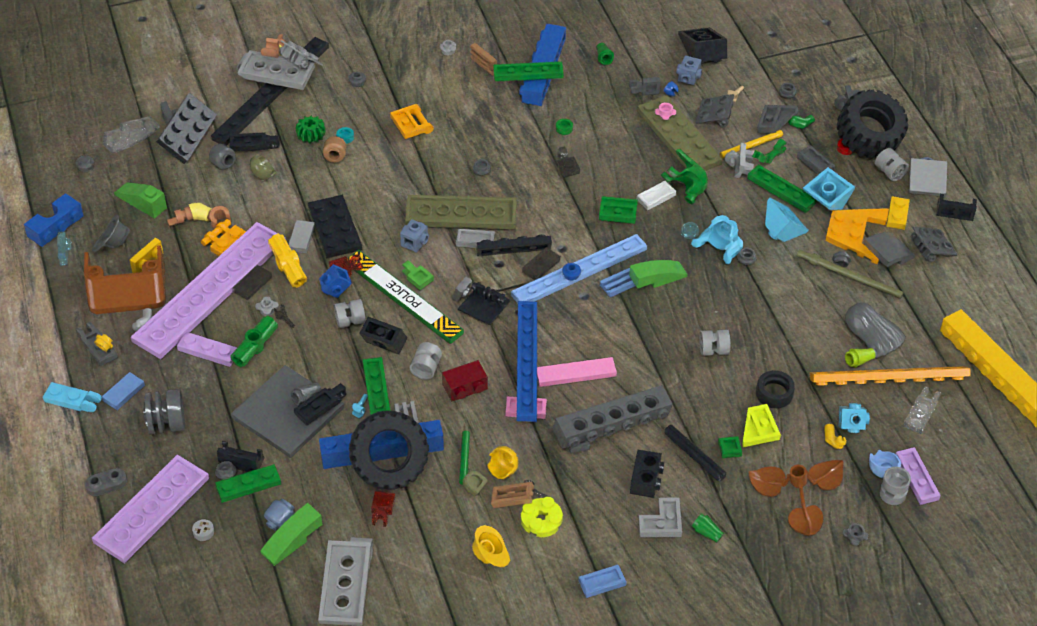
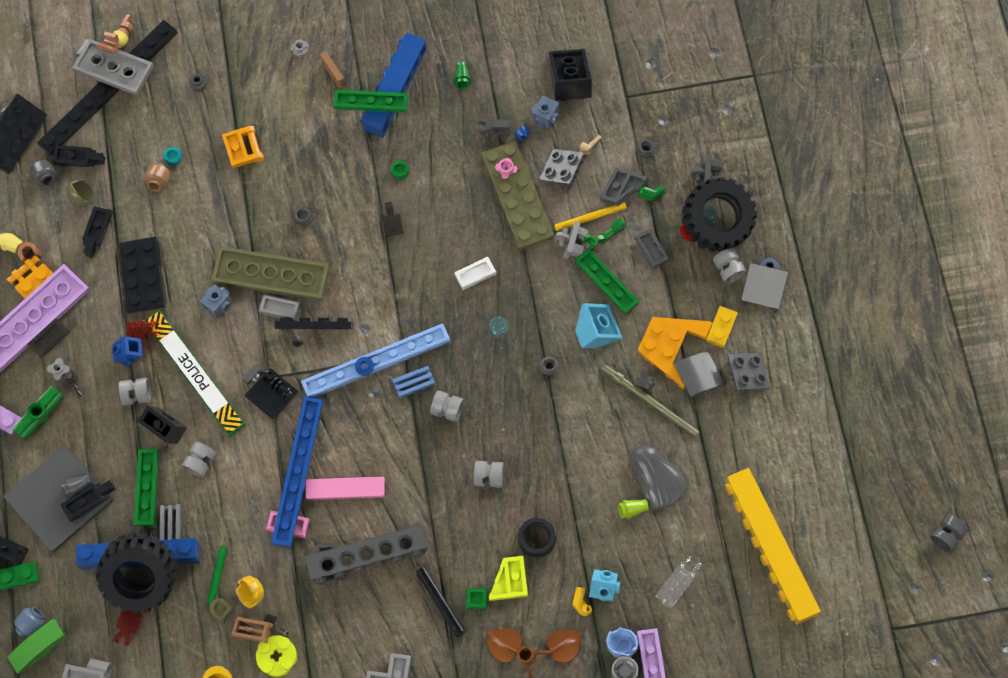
camera: 15 degrees right, 20 degrees up
(282, 195) = (96, 230): none -> black hinge
(287, 260) = (84, 318): yellow piece -> none
(297, 54) = (138, 51): light grey hinge -> none
(301, 236) = (106, 284): light grey tile -> none
(310, 129) = (137, 147): green gear -> none
(358, 410) = (124, 505): medium azure hand -> none
(417, 276) = (212, 350): bright green plate -> none
(464, 380) = (233, 488): dark red brick -> none
(541, 264) = (337, 350): clear smoke plate -> none
(618, 209) = (430, 289): green plate -> none
(646, 473) = (381, 621): black brick -> none
(656, 273) = (452, 377): bright green slope -> none
(659, 294) = (448, 406): none -> light grey wheel
(693, 177) = (514, 258): green piece -> none
(722, 235) = (529, 340): medium azure hair -> none
(830, 189) = (652, 295): medium azure slope -> none
(898, 375) = (656, 534): light orange plate -> none
(956, 209) = (784, 329): black hinge -> none

